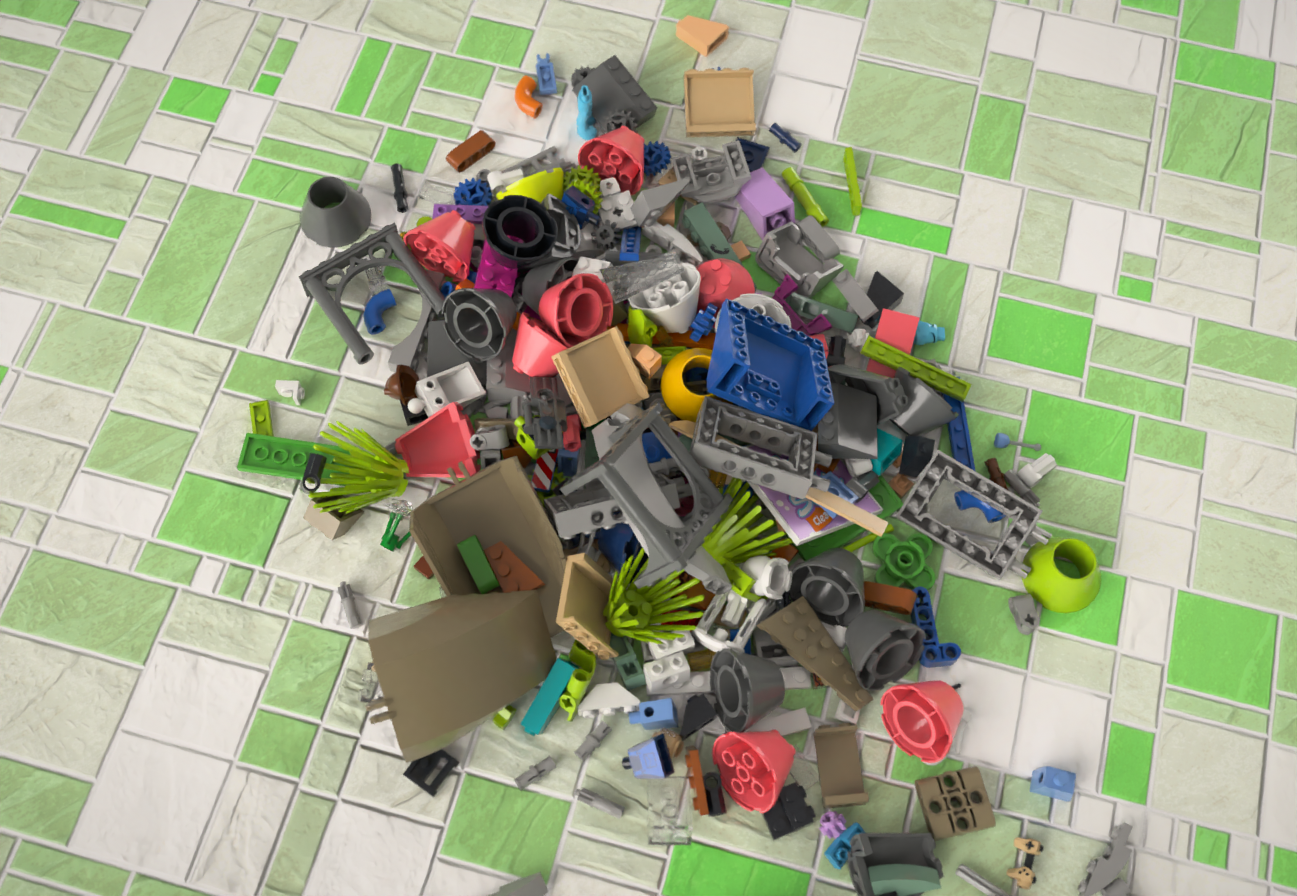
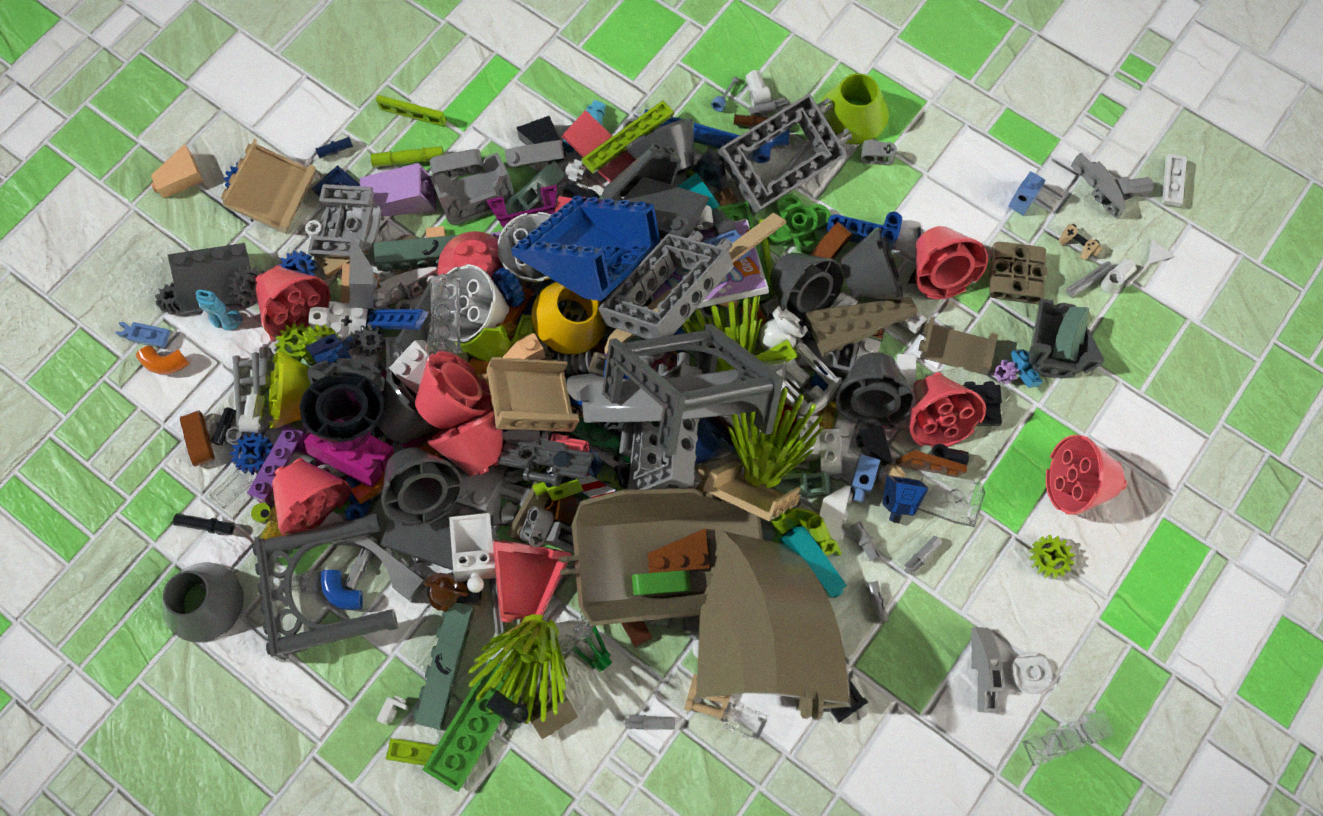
camera: 65 degrees left, 5 degrees up
(352, 413) = (444, 667): none -> sand green brick
(402, 316) = (358, 569): none -> light grey pin
(489, 165) = (223, 425): none -> black axle

